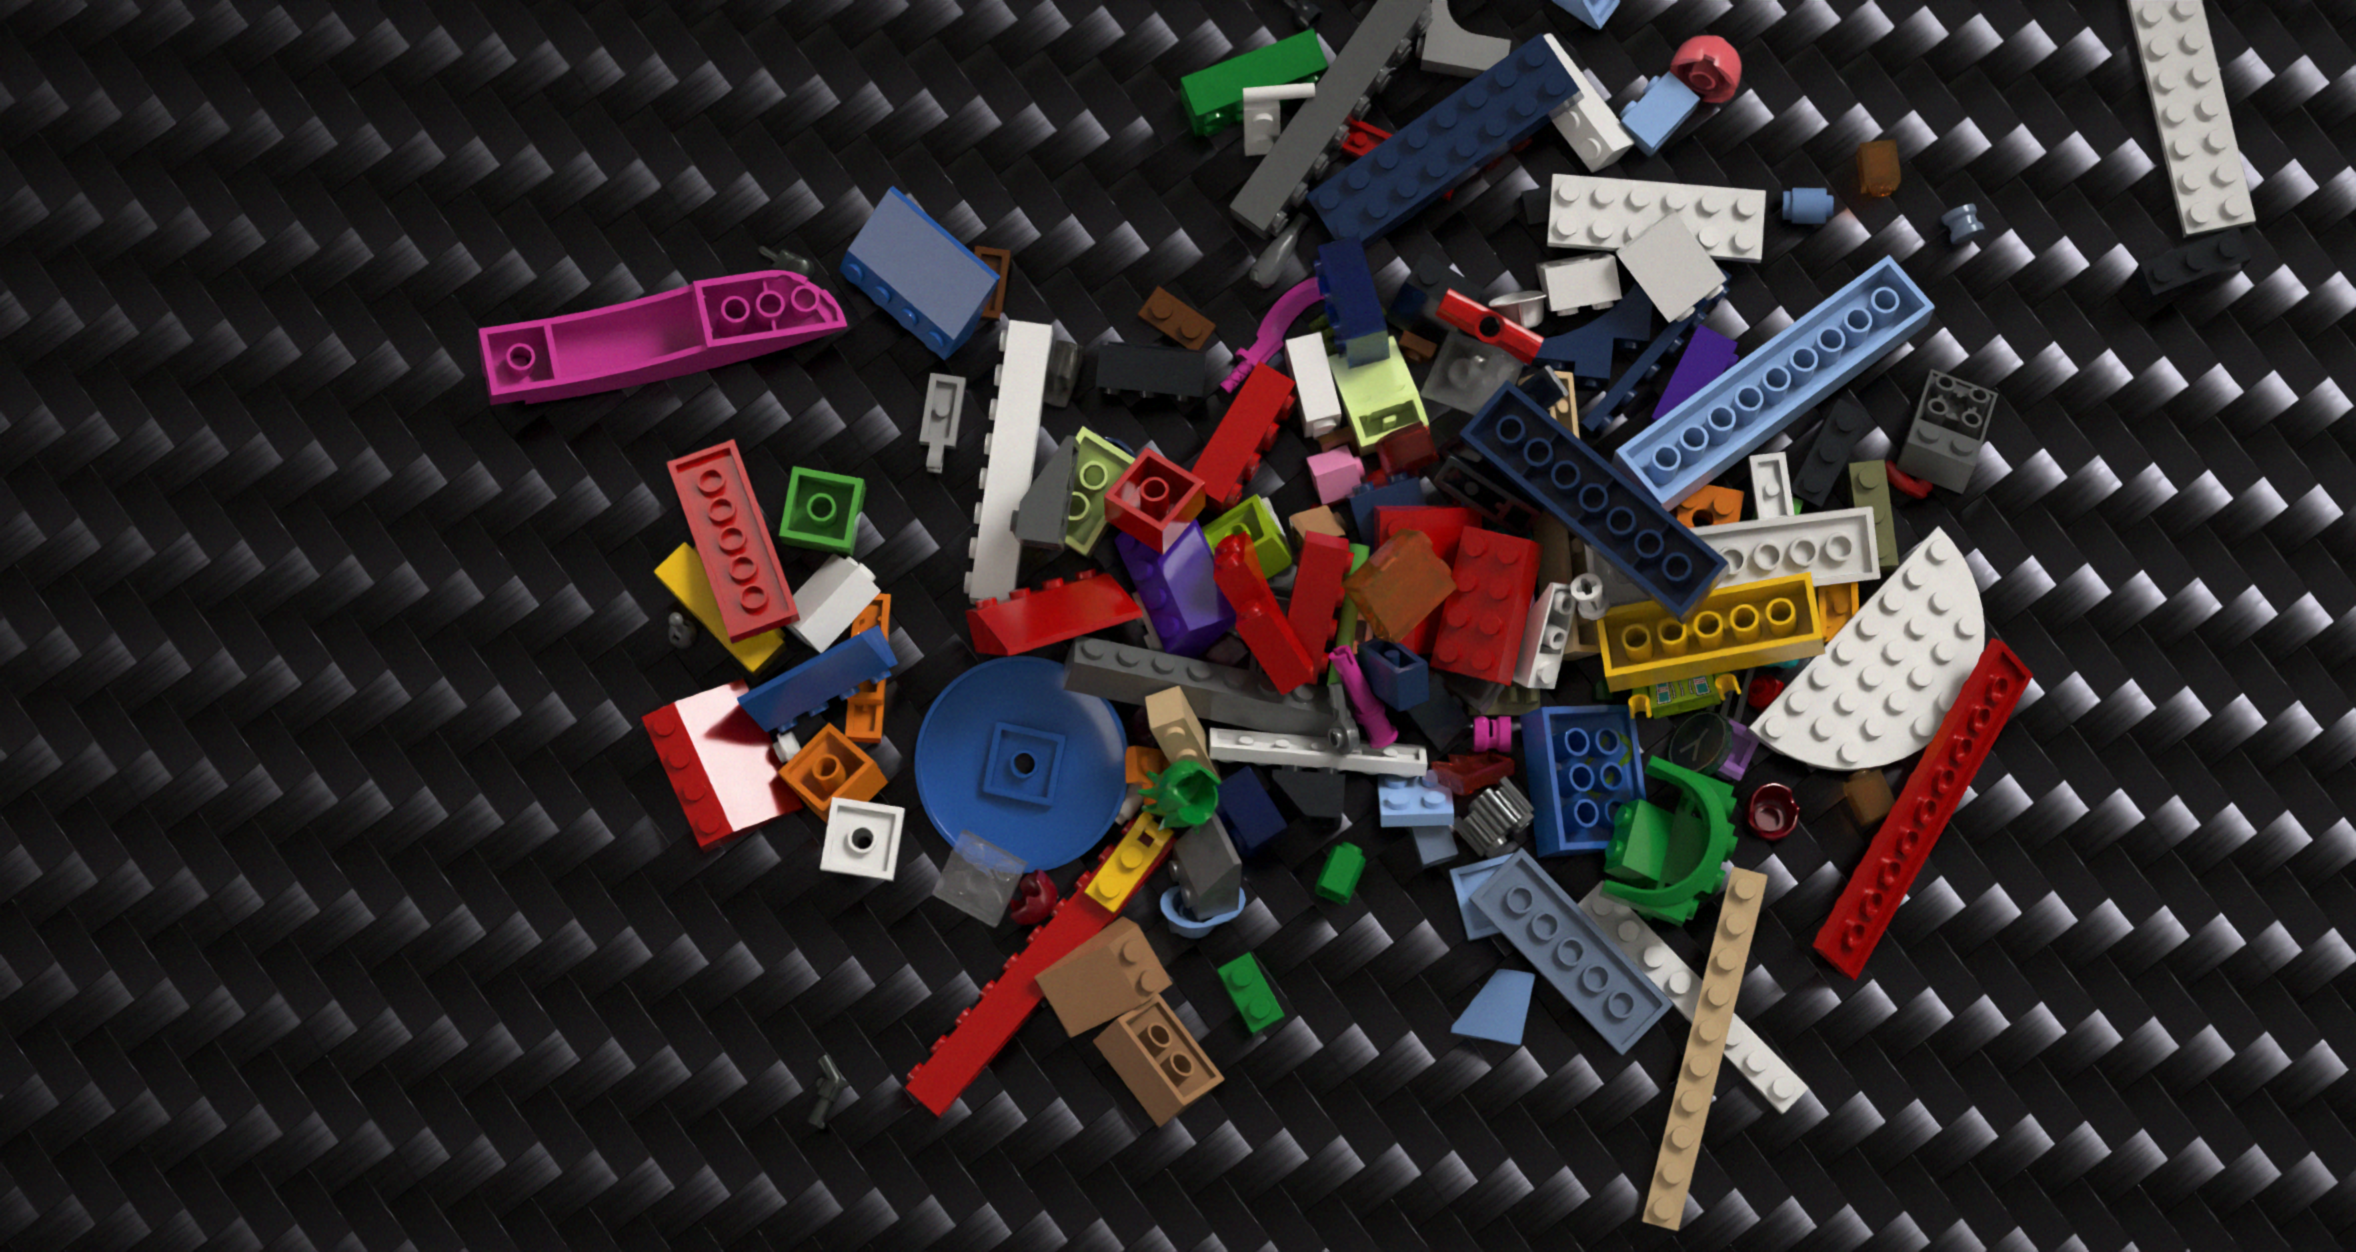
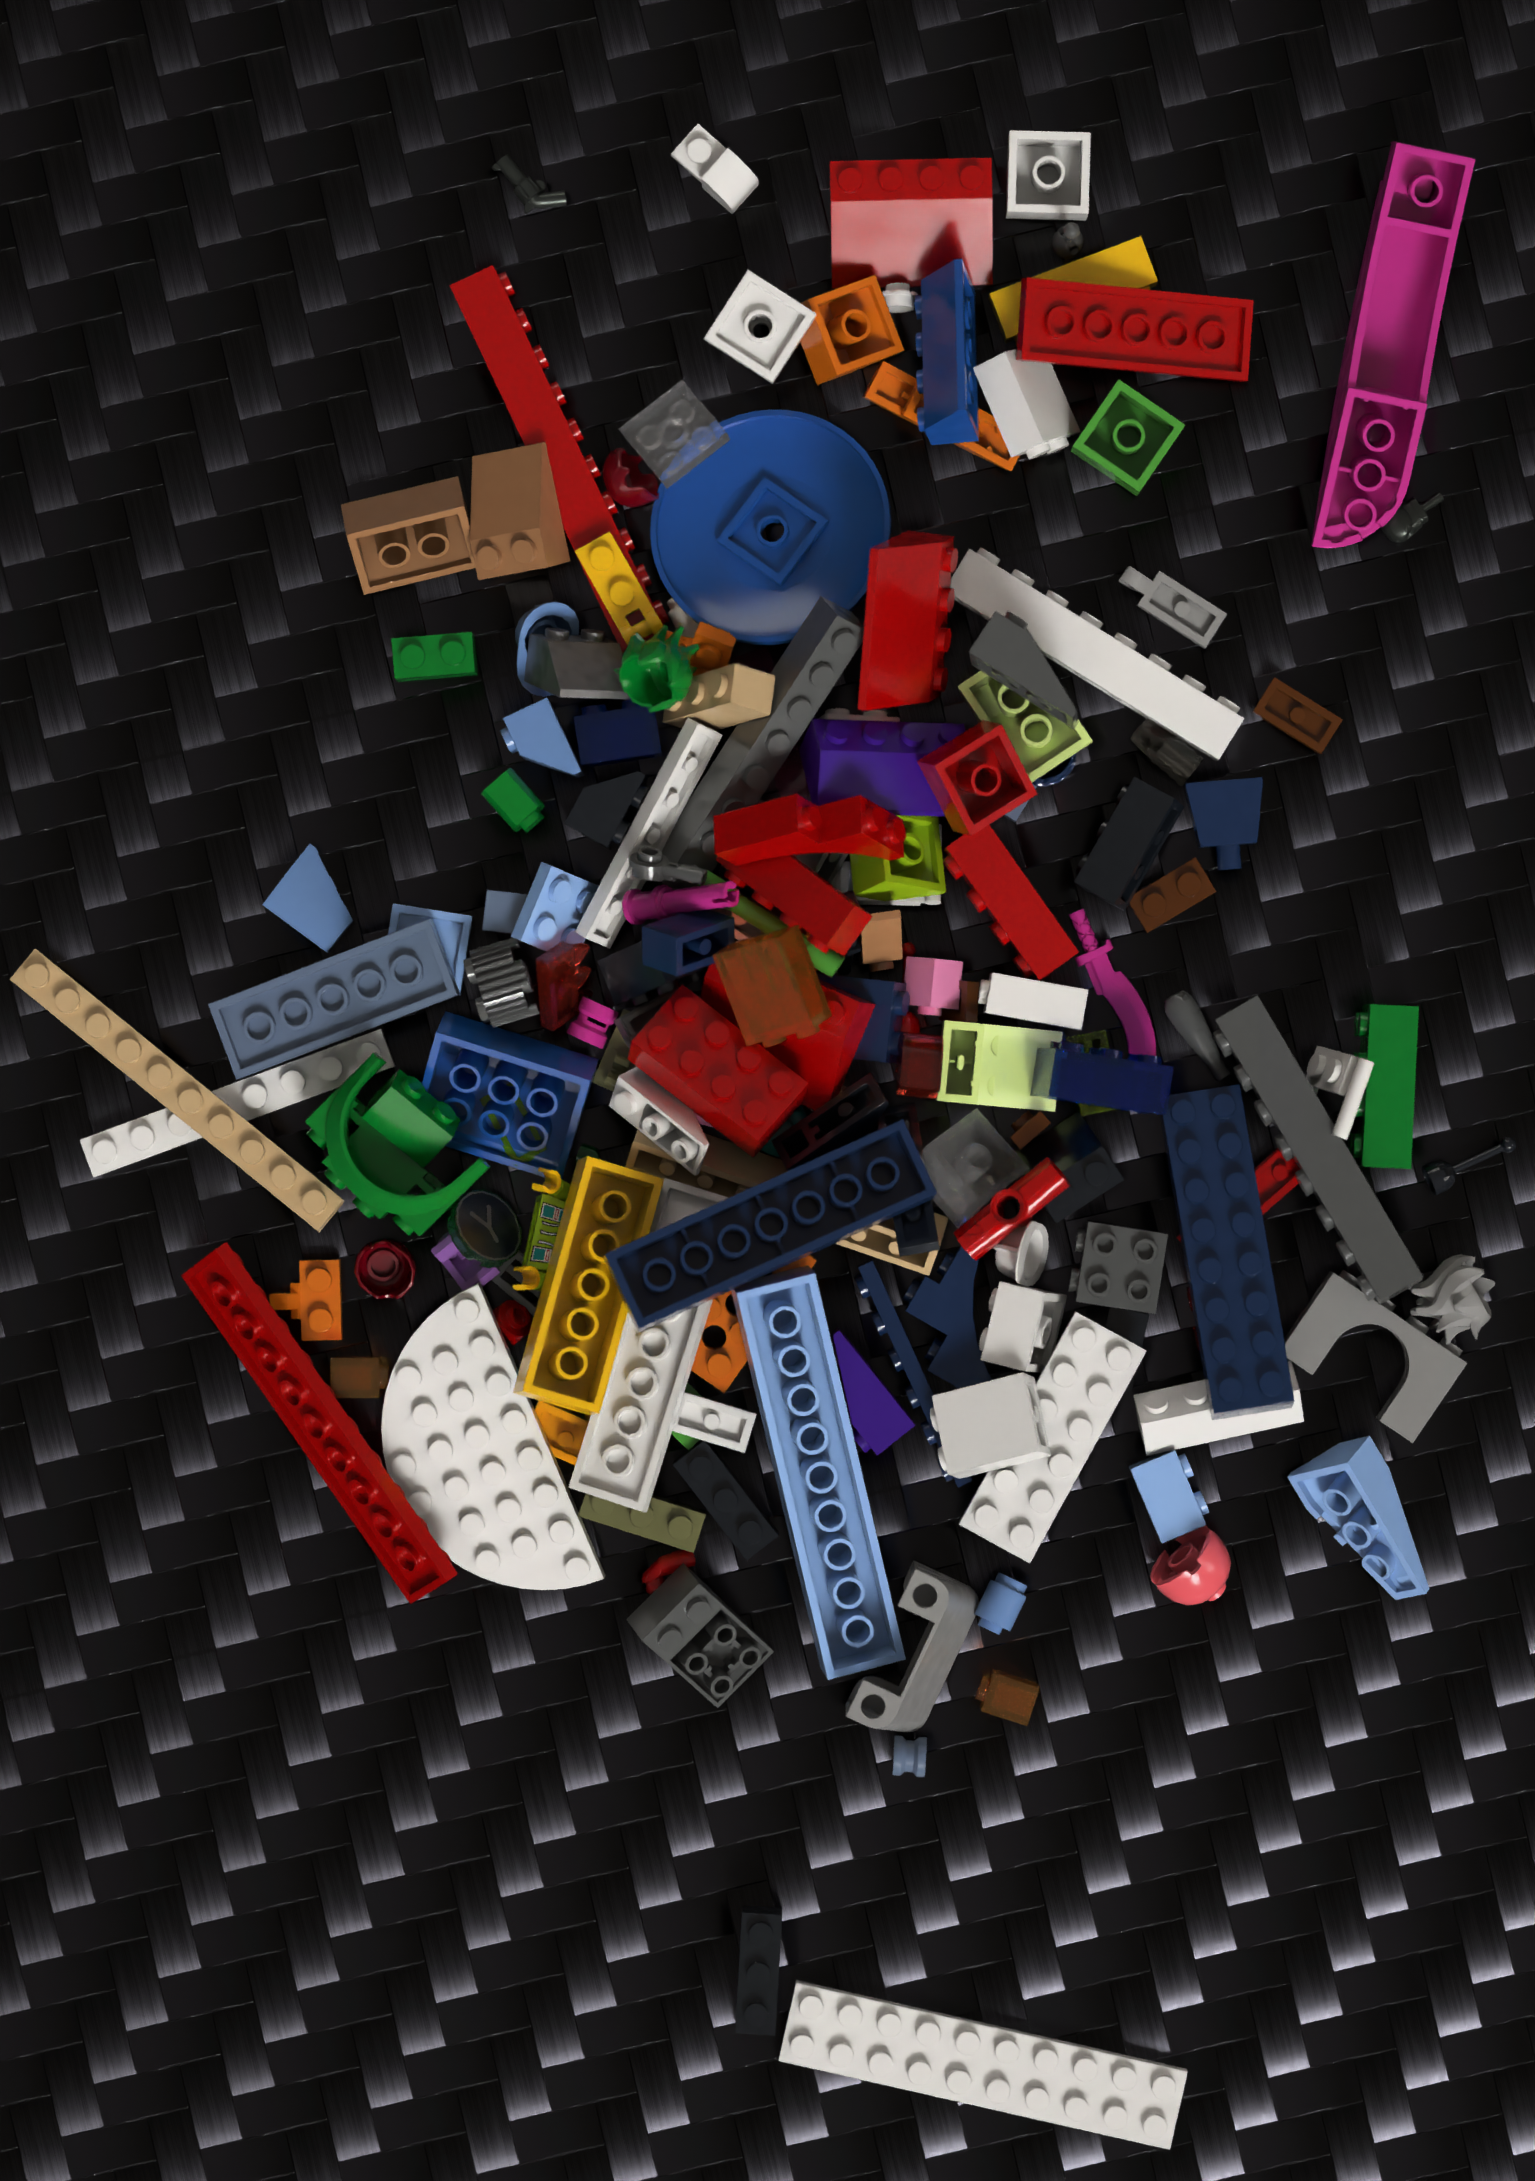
camera: 115 degrees right, 10 degrees up
(635, 668) = (1048, 175): none -> white brick
(745, 939) = (716, 168): none -> white brick
(919, 274) = (1331, 642): blue slope -> none
(1094, 303) = (1225, 816): none -> dark blue torso
(1278, 874) = (540, 738): none -> medium blue slope
(1494, 228) = (1118, 1266): none -> dark grey brick
(1585, 598) = (672, 1187): white bush -> none
(1823, 861) = (315, 1300): none -> orange hinge
(1931, 253) = (950, 1613): none -> light grey windscreen

